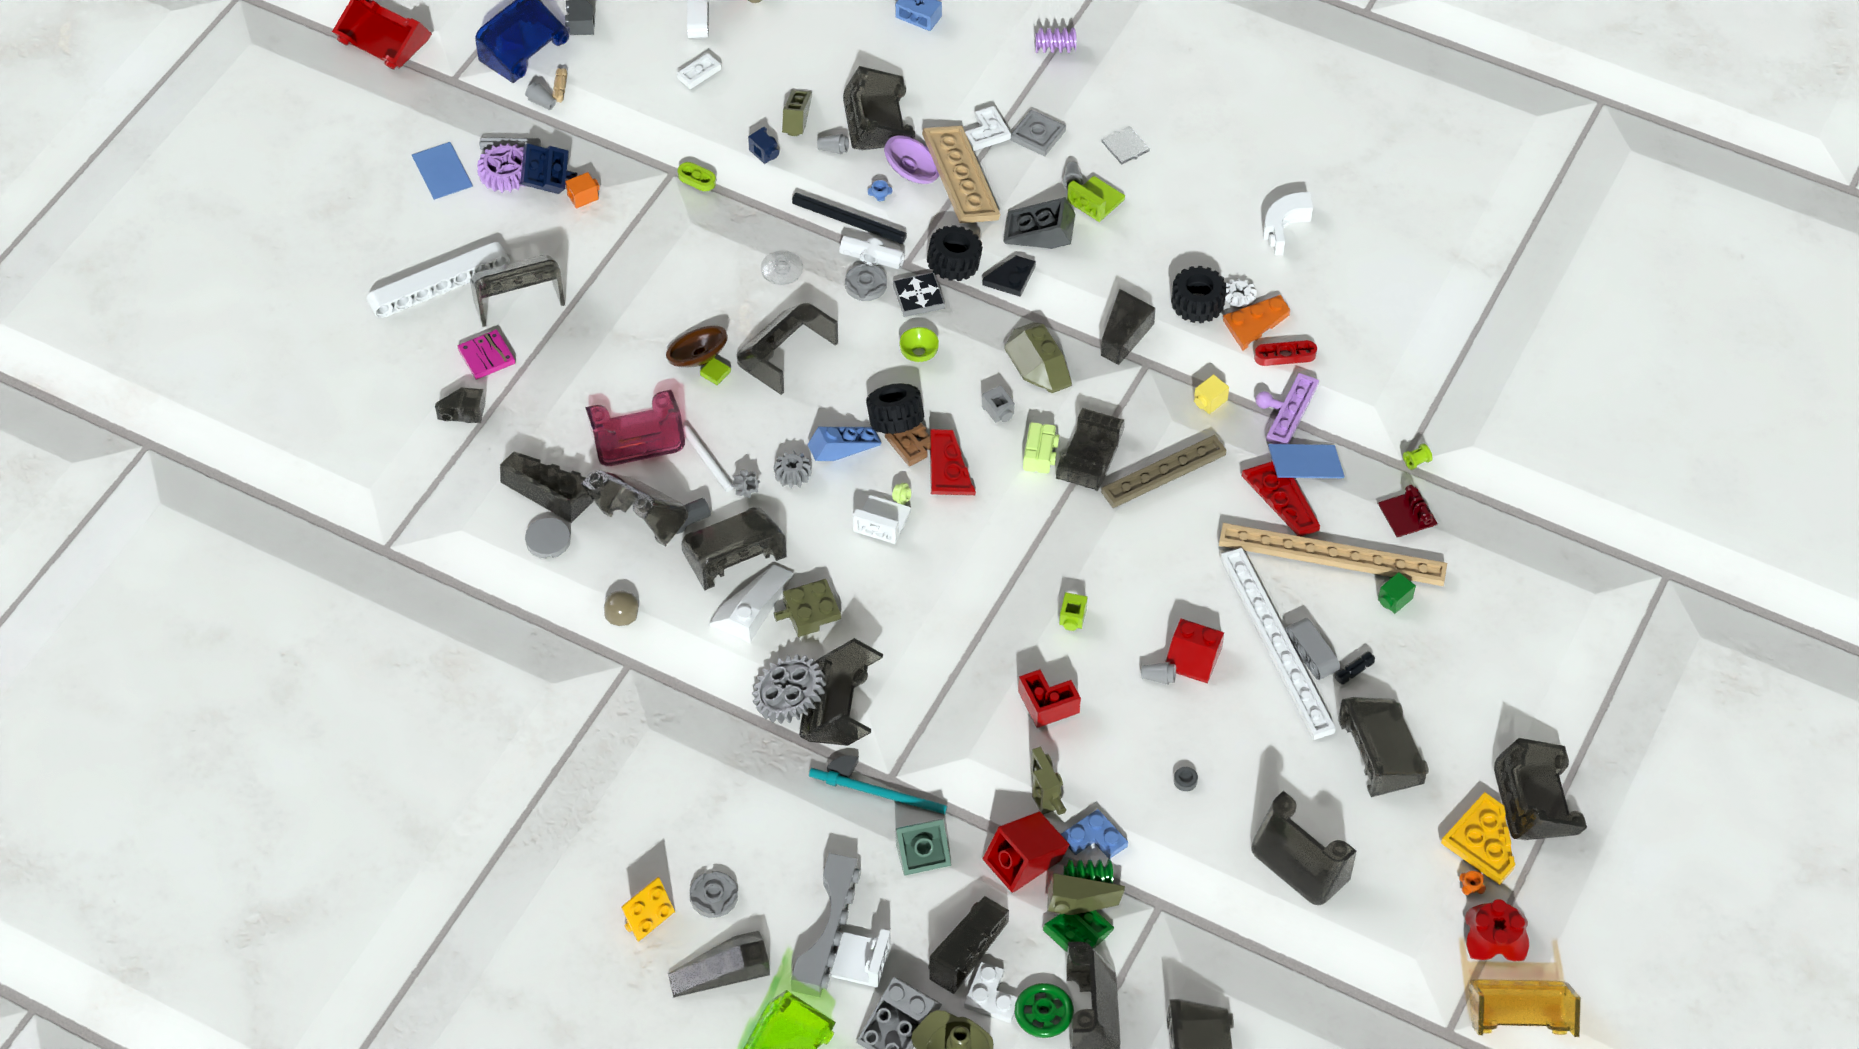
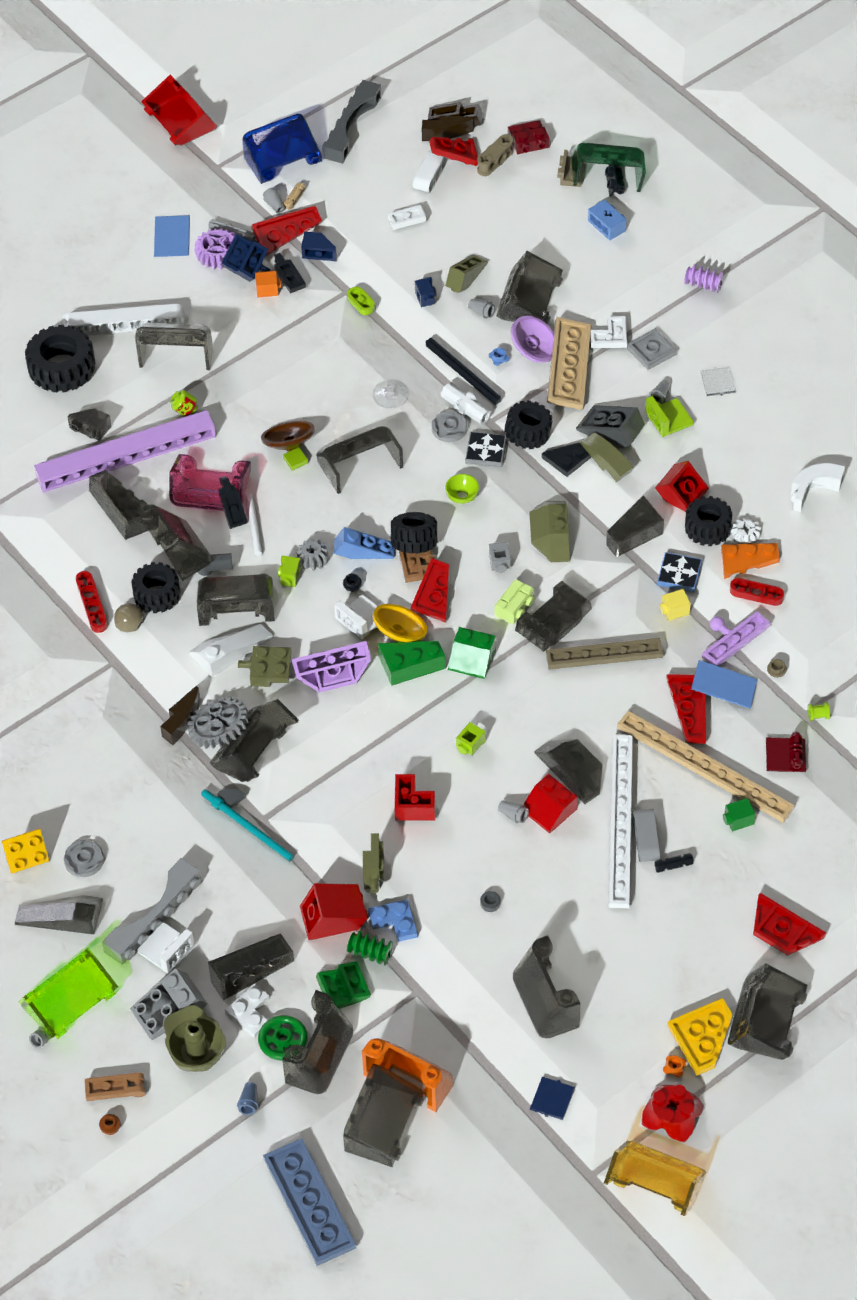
camera: 25 degrees right, 0 degrees up
(385, 324) = (56, 342): none -> black tyre
(486, 354) = (130, 389): dark pink tile -> none
(518, 424) = (125, 451): none -> lavender brick
(547, 537) = (102, 545): light grey tile -> none
(559, 349) = (183, 403): none -> lime head
(569, 123) = (285, 228): none -> red wing
(570, 603) = (91, 601): none -> red beam
(600, 170) = (288, 274): none -> black hinge
(618, 132) = (317, 247): none -> dark blue slope
(637, 549) = (152, 576): none -> black tyre
(676, 442) = (231, 503): none -> black hinge
(740, 698) = (180, 715): none -> dark brown slope
(745, 483) = (274, 558): light grey gear -> none
(776, 495) = (289, 571): none -> lime brick
(851, 480) = (352, 578): none -> black plate
(884, 583) = (333, 667): none -> lavender wedge
(901, 493) = (386, 598): yellowish green plate -> none
(922, 847) = (256, 879): sand green slope -> none
(931, 512) = (399, 623): none -> yellow dish
(961, 548) = (410, 659): none -> green wedge
(1024, 517) = (472, 652): none -> slope
(1055, 260) = (607, 456): none -> olive slope
(1079, 895) = (353, 960): olive slope -> none
(1150, 267) = (681, 485): none -> red slope
(1194, 358) = (679, 572): none -> tile
(1195, 601) = (573, 766): none -> clear smoke wedge
(1230, 990) = (389, 1055): none -> orange windscreen
(1349, 426) = (776, 668): none -> dark tan plate
(1364, 966) = (552, 1098): none -> dark blue piece
(1383, 743) = (660, 930): clear smoke windscreen -> none
(1503, 695) = (783, 927): none -> red wing

